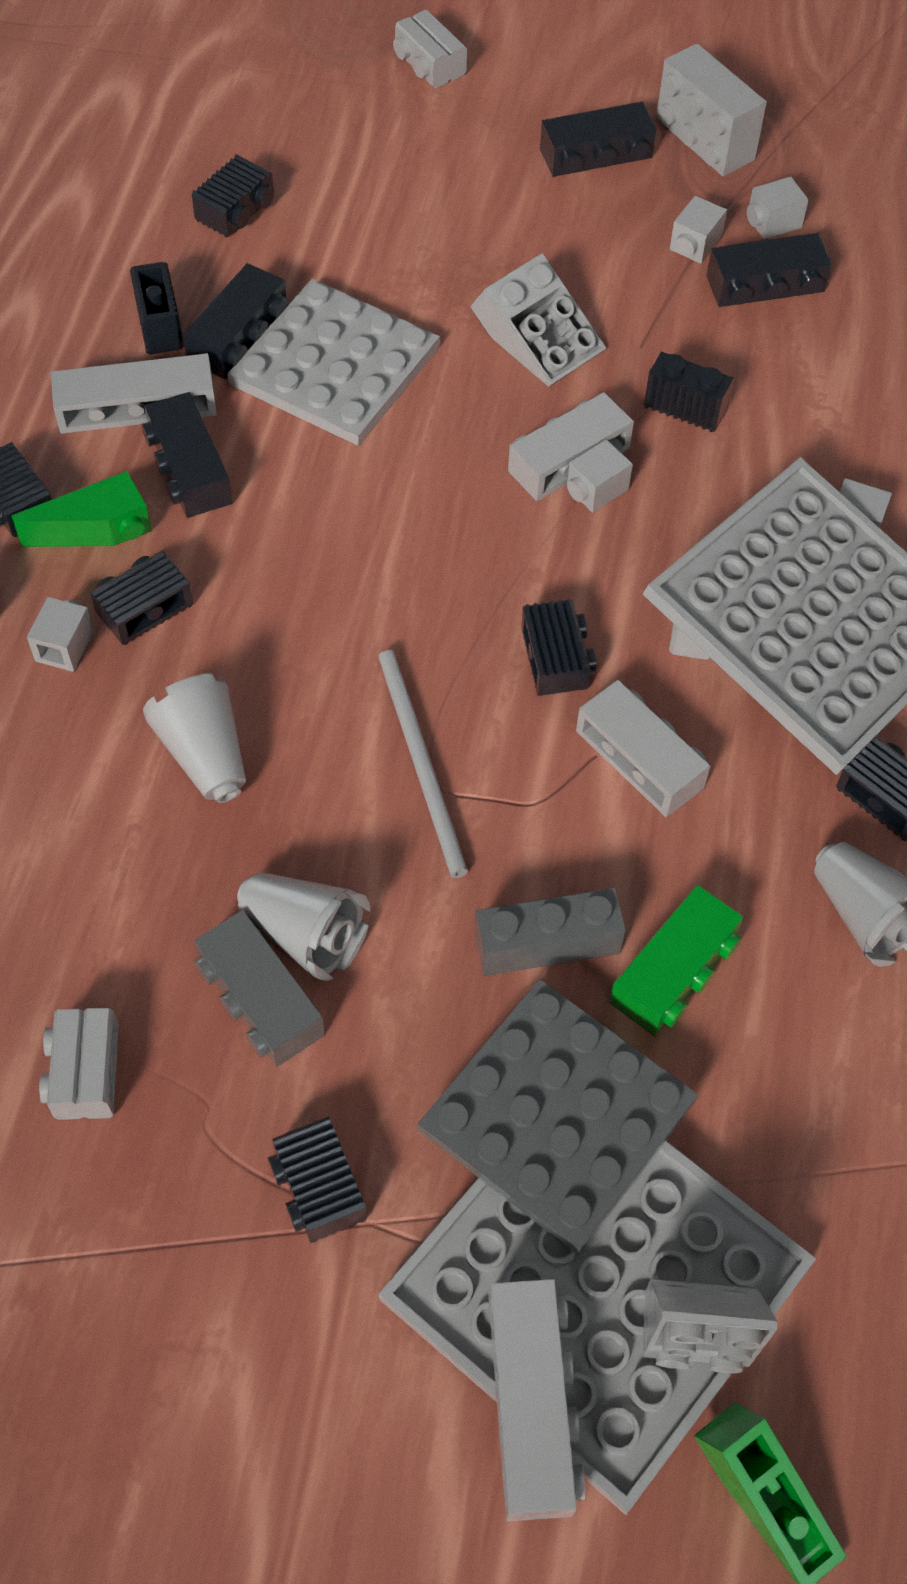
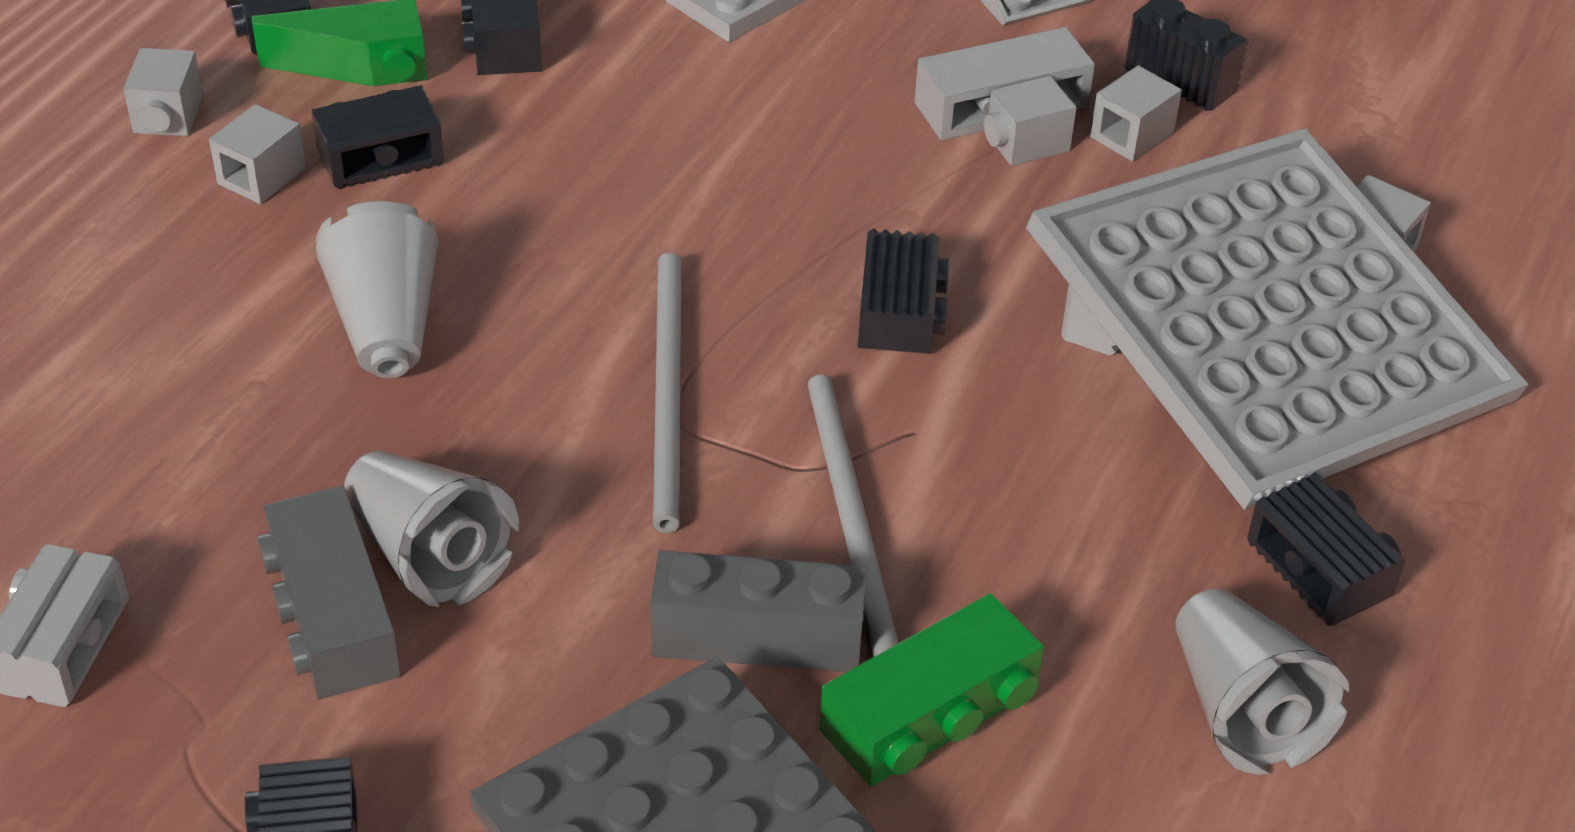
camera: 15 degrees right, 15 degrees down
(579, 834) = (852, 512): none -> light grey piece
(643, 748) = (978, 429): light grey brick -> none
(669, 452) = (1135, 113): none -> light grey brick

